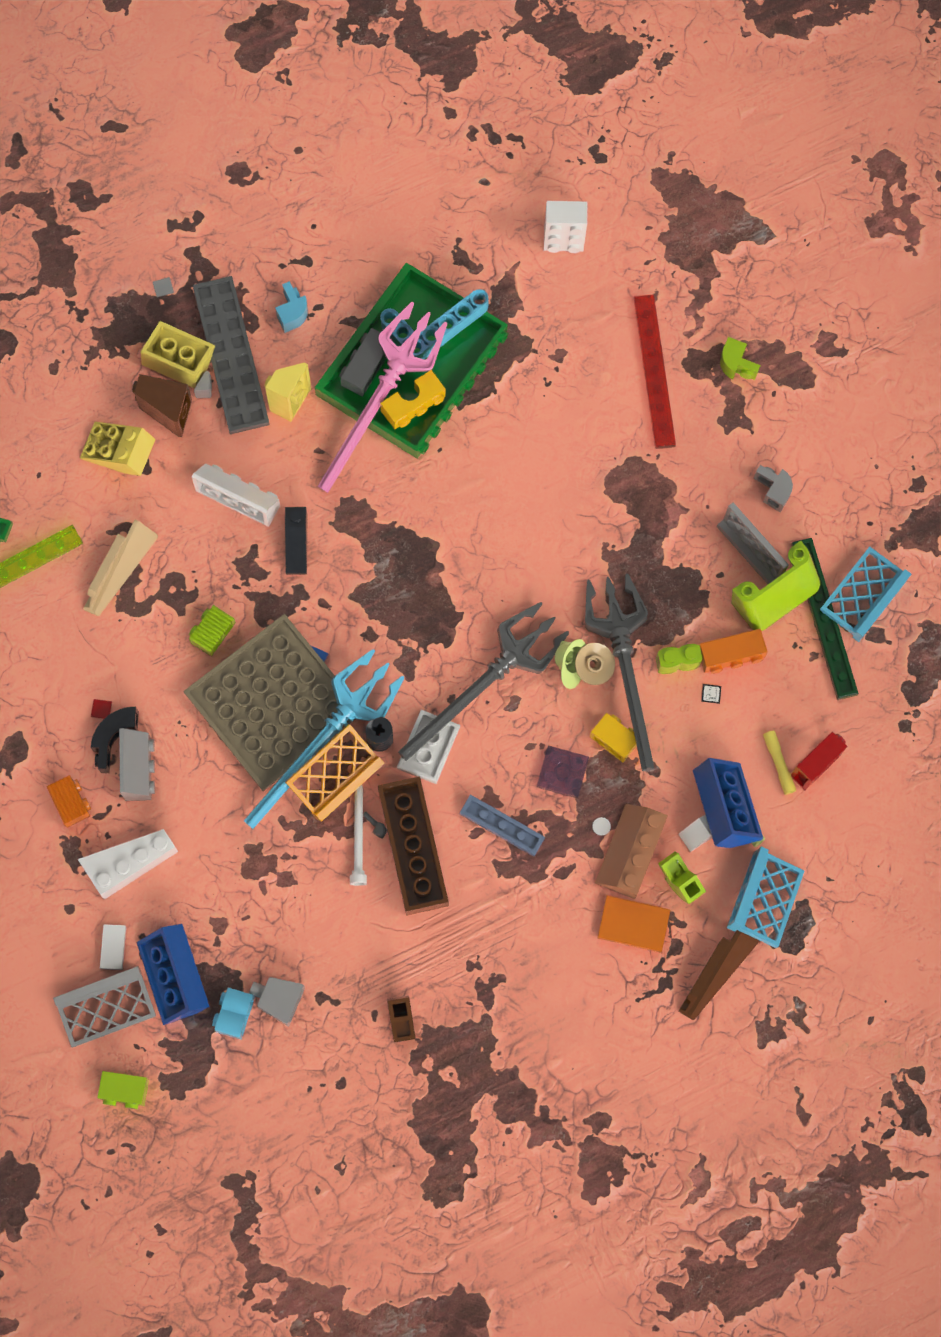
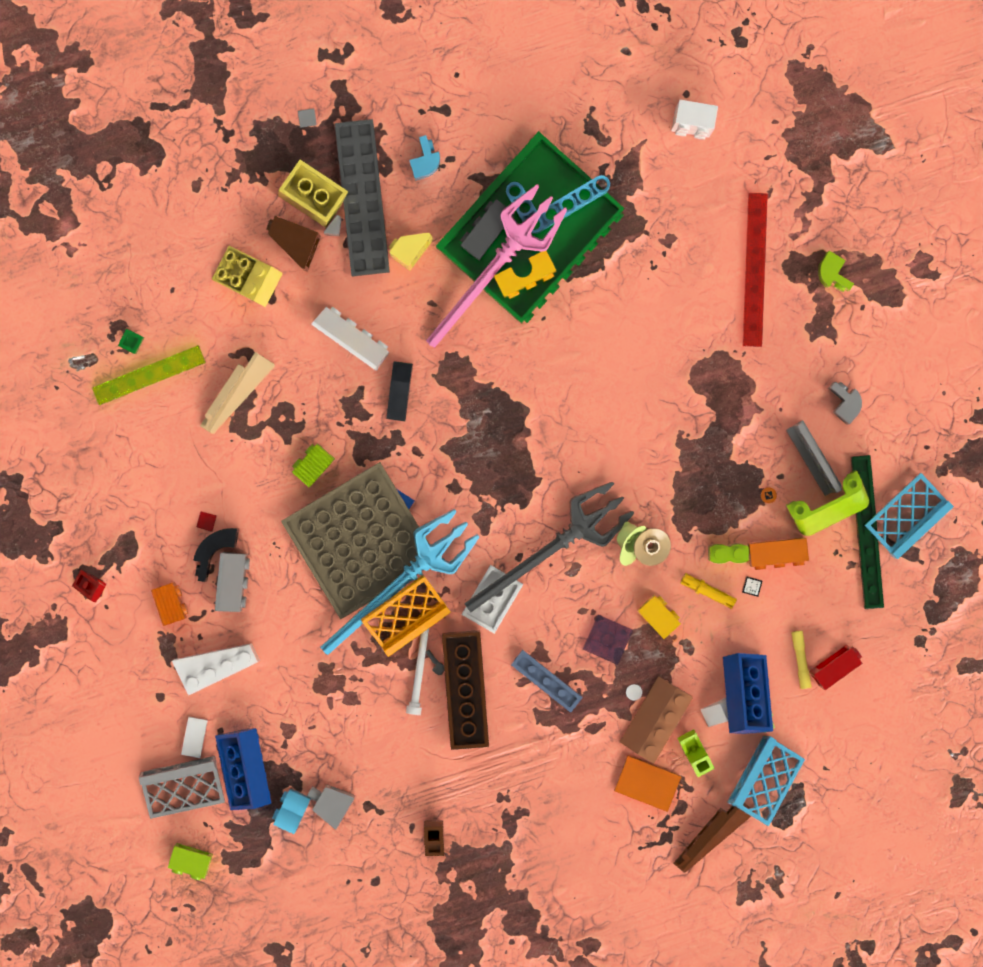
camera: 10 degrees right, 15 degrees up
(384, 728) = (453, 593): black piece -> none
(619, 628) = (678, 518): dark grey piece -> none
(667, 704) = (703, 588): none -> yellow pin
(711, 595) = (768, 495): none -> orange sticker

